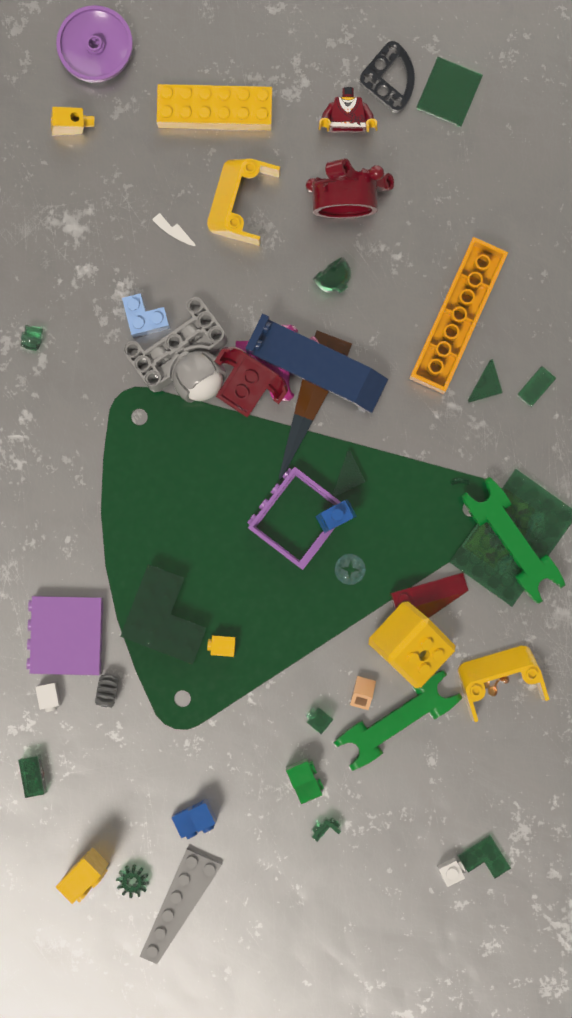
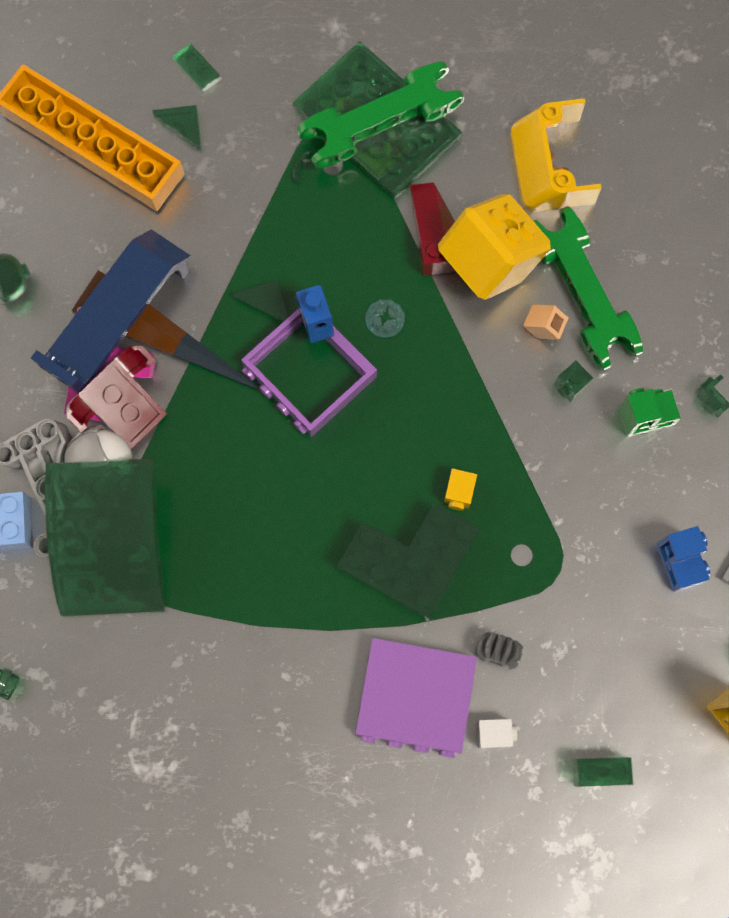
camera: 80 degrees left, 10 degrees down
(143, 392) = (103, 537): none -> clear green slope

